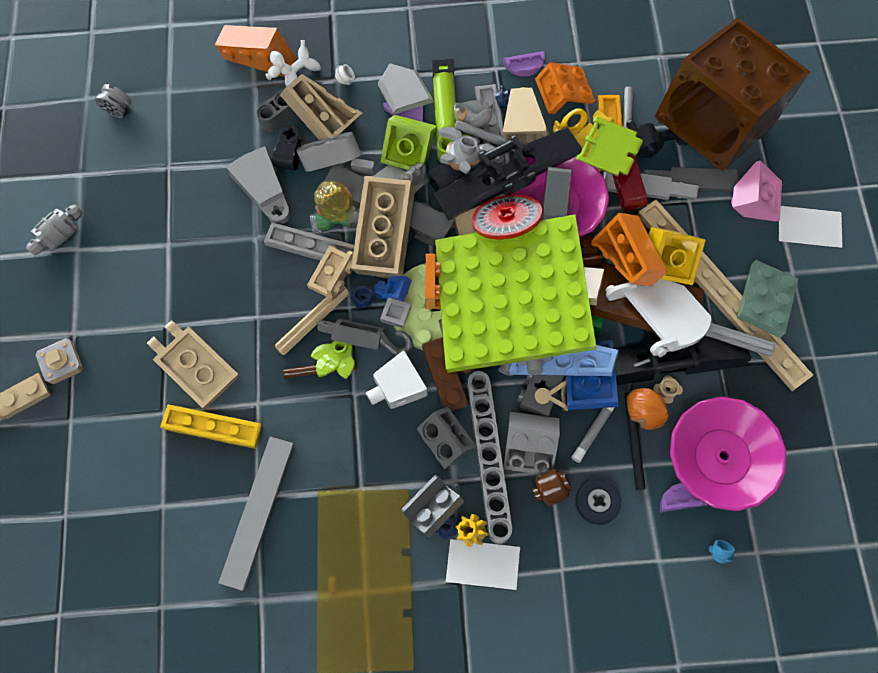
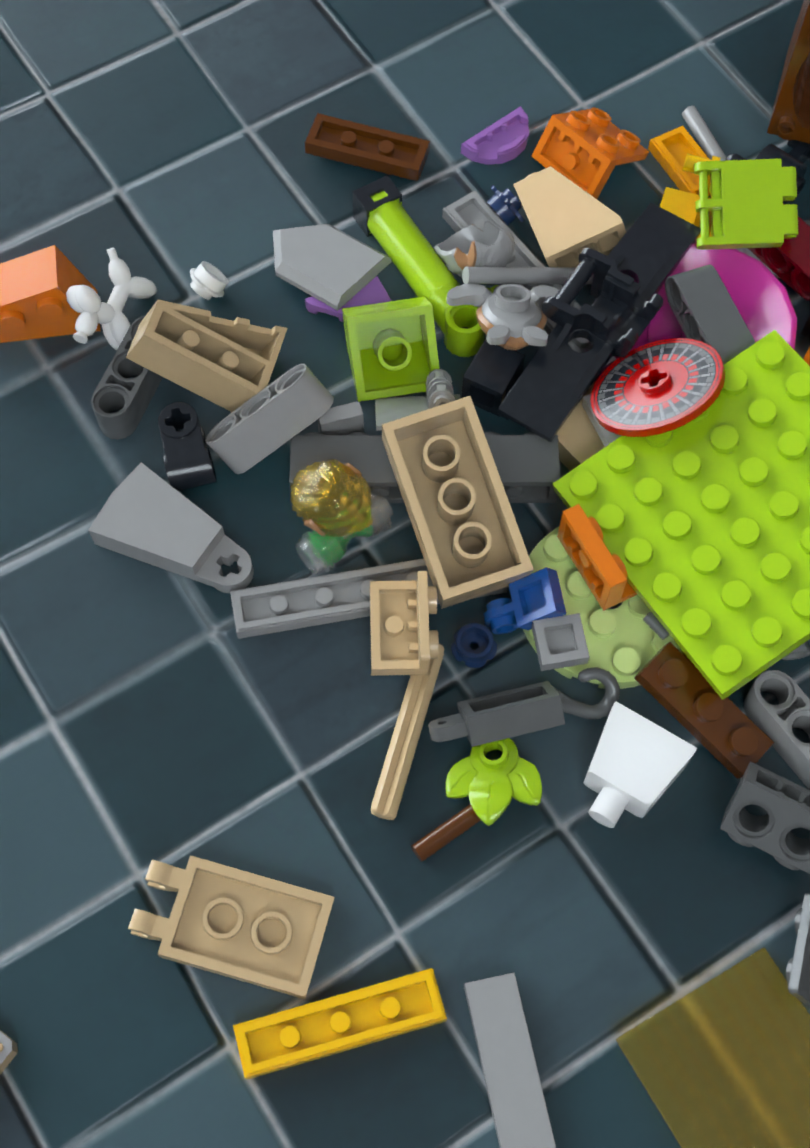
camera: 30 degrees left, 5 degrees down
(457, 40) = (367, 147): none -> reddish brown plate
(575, 129) = (632, 211): yellow piece -> none

